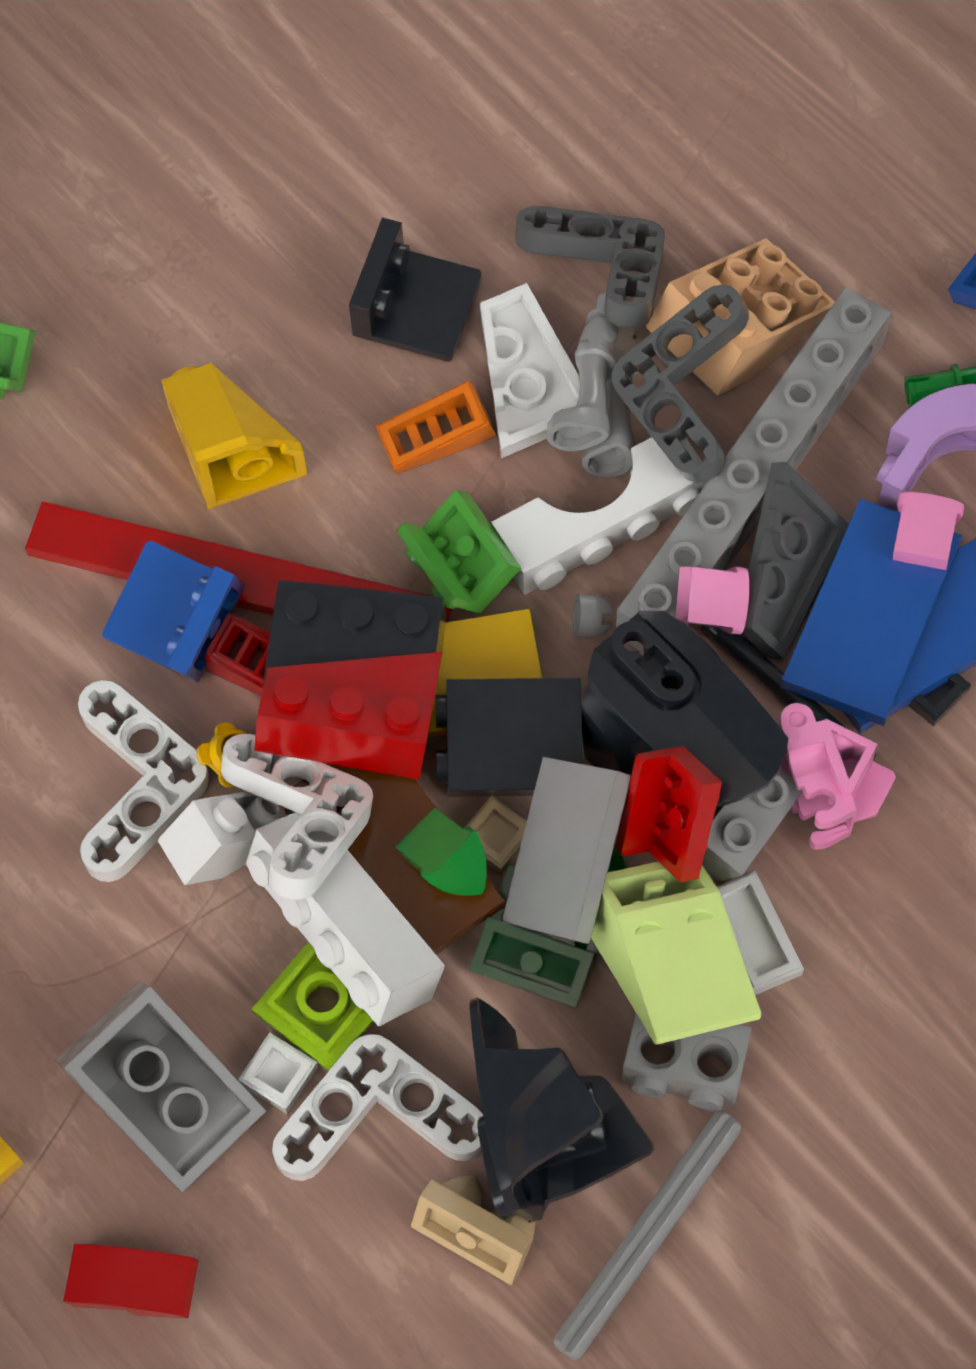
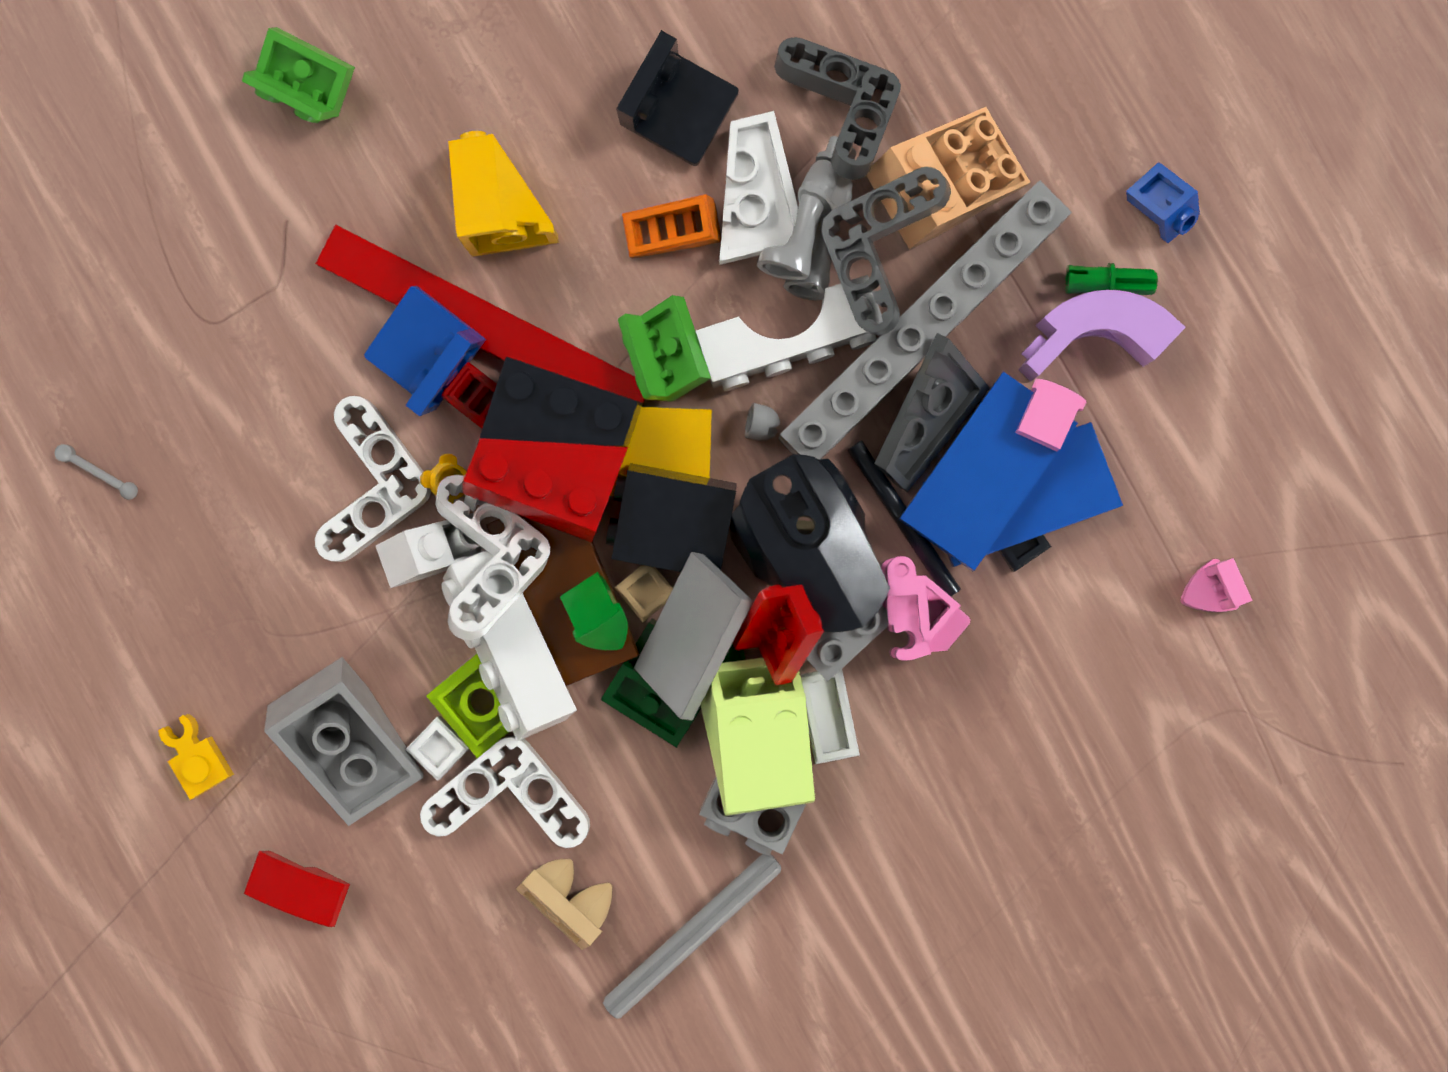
camera: 15 degrees right, 20 degrees up
(544, 1124) = (628, 839): black piece -> none
(713, 597) = (860, 441): bright pink tile -> none

